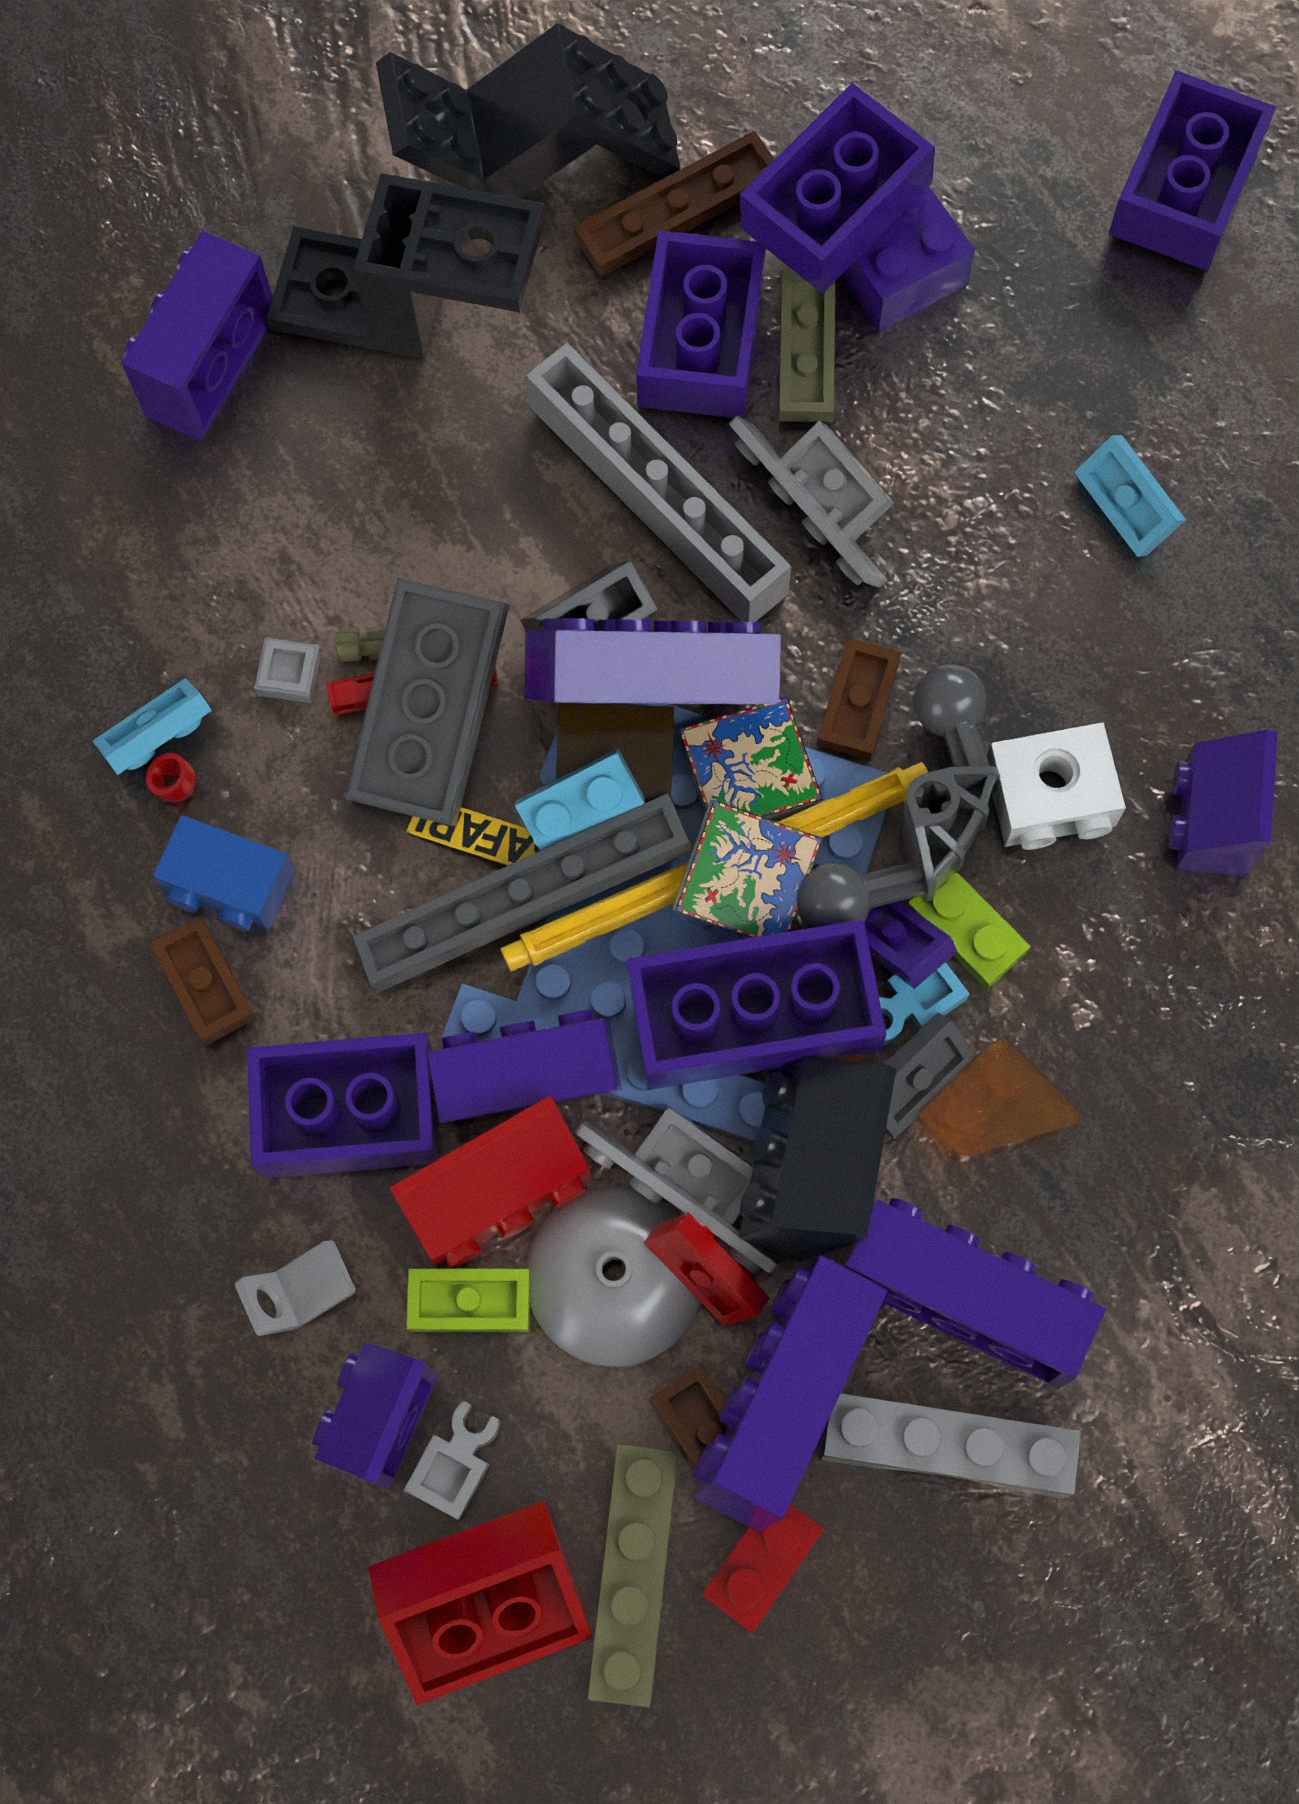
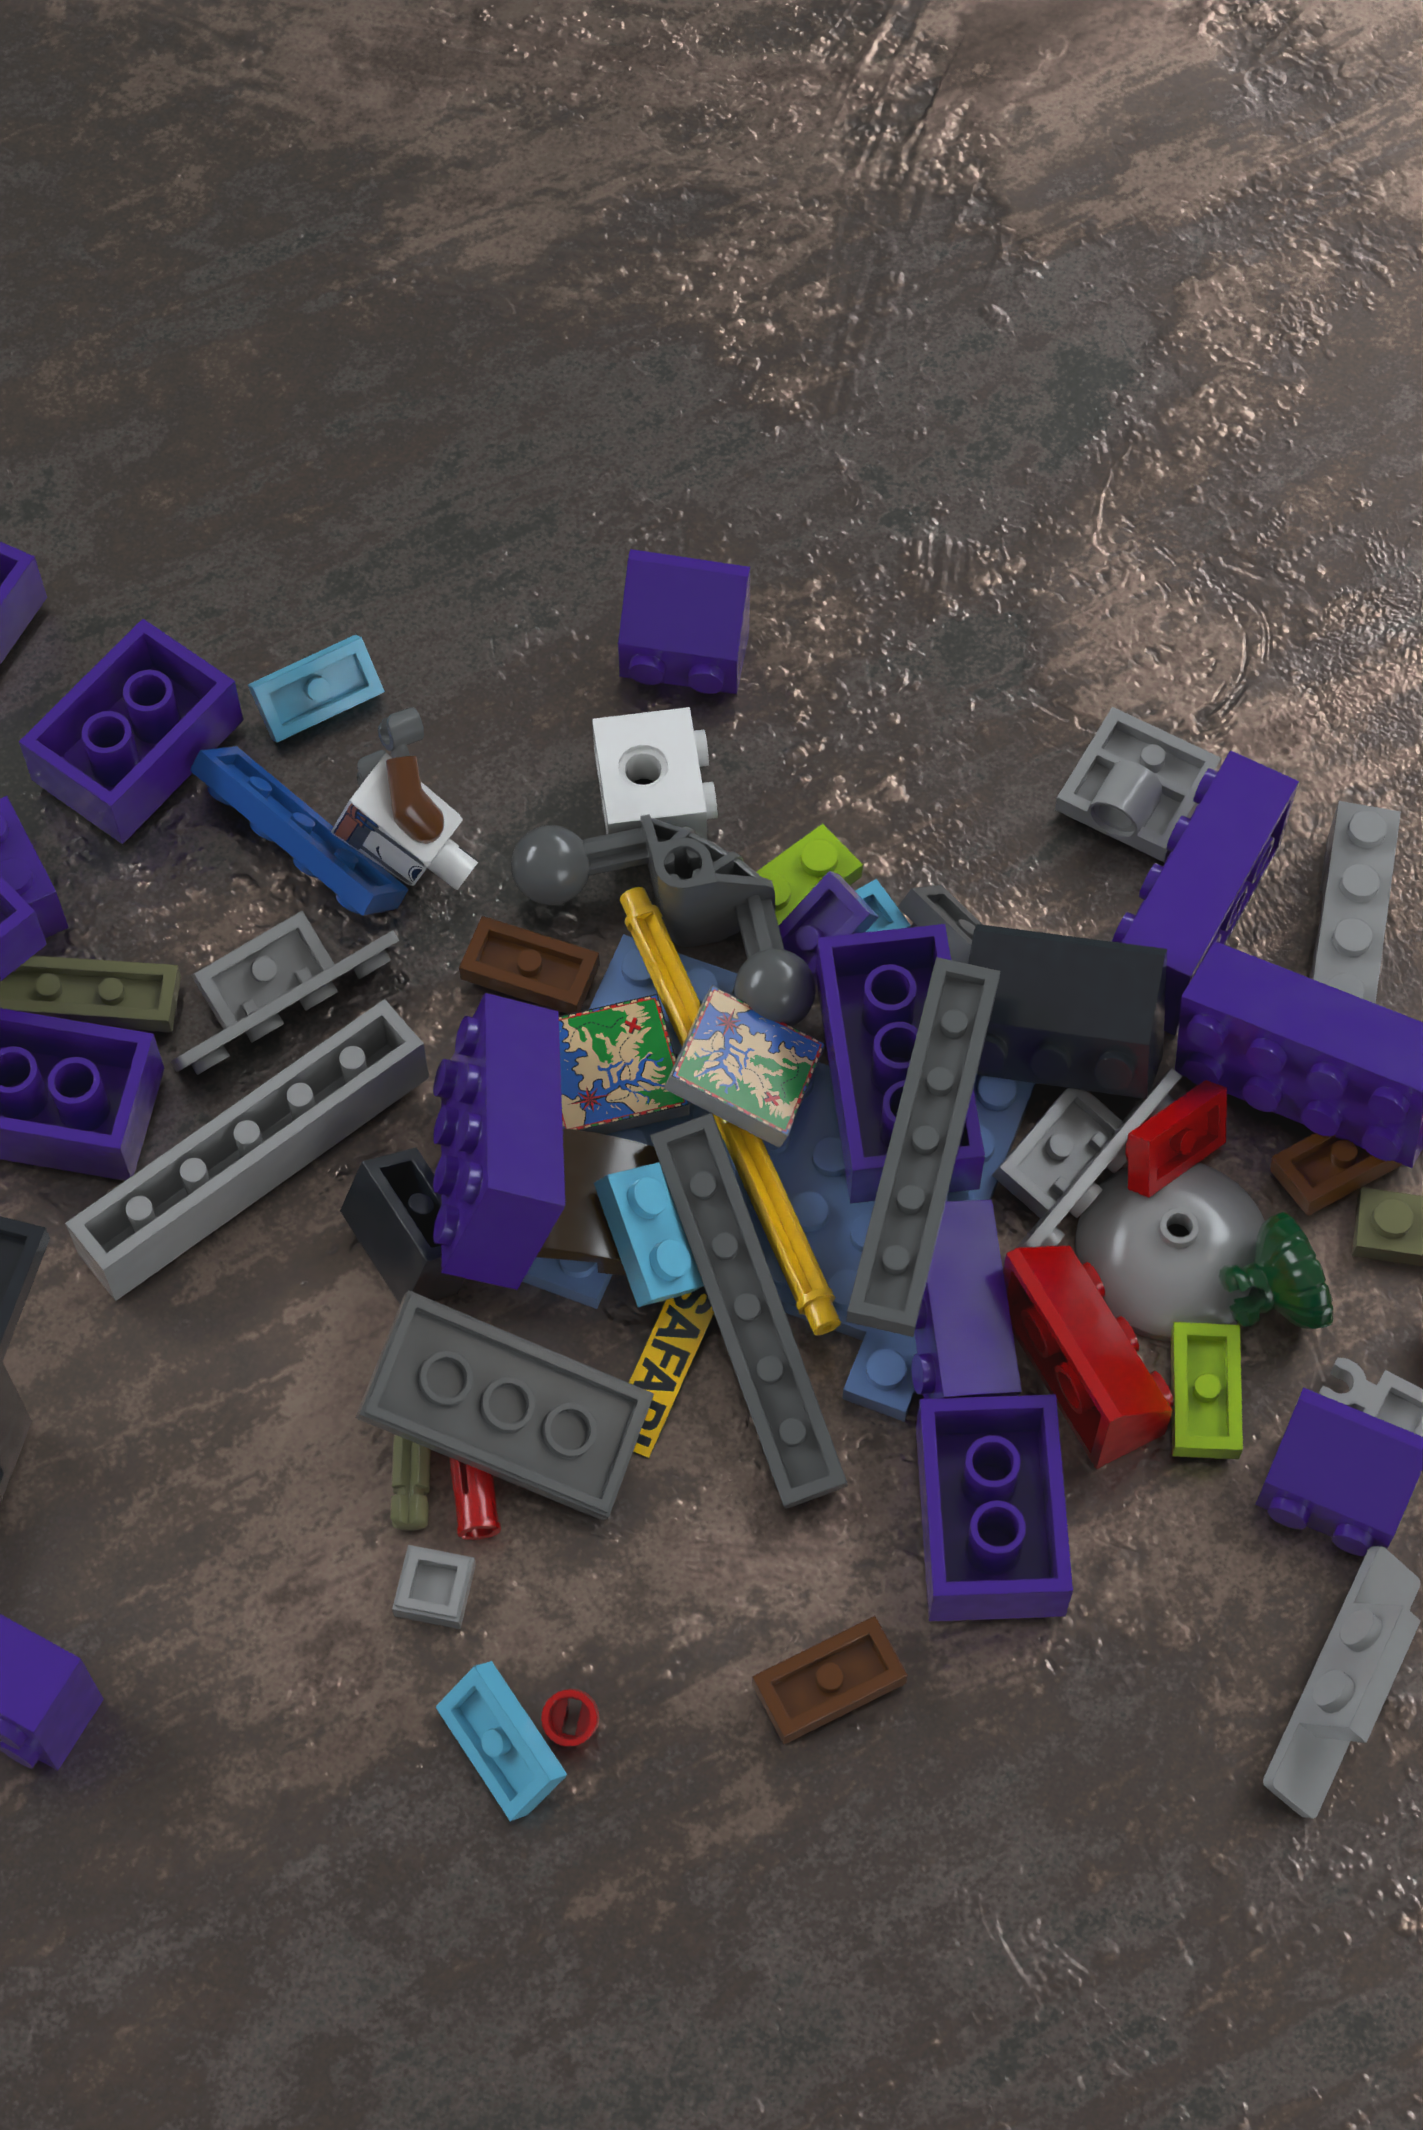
camera: 90 degrees left, 10 degrees down
(197, 1419) = (1346, 1682): none -> light grey bracket
(223, 875) = (700, 1652): blue brick -> none
(298, 1290) = (1196, 1565): light grey bracket -> none
(566, 1363) = (1281, 1278): none -> dark green hair
(645, 1014) = (923, 1148): none -> dark grey plate
(979, 496) = (298, 829): none -> blue plate
(982, 562) = (397, 816): none -> torso
(996, 1105) = (990, 868): clear orange wing -> none
(1060, 345) = (131, 730): none -> dark purple brick
(1106, 1241) = (1135, 783): none -> light grey plate

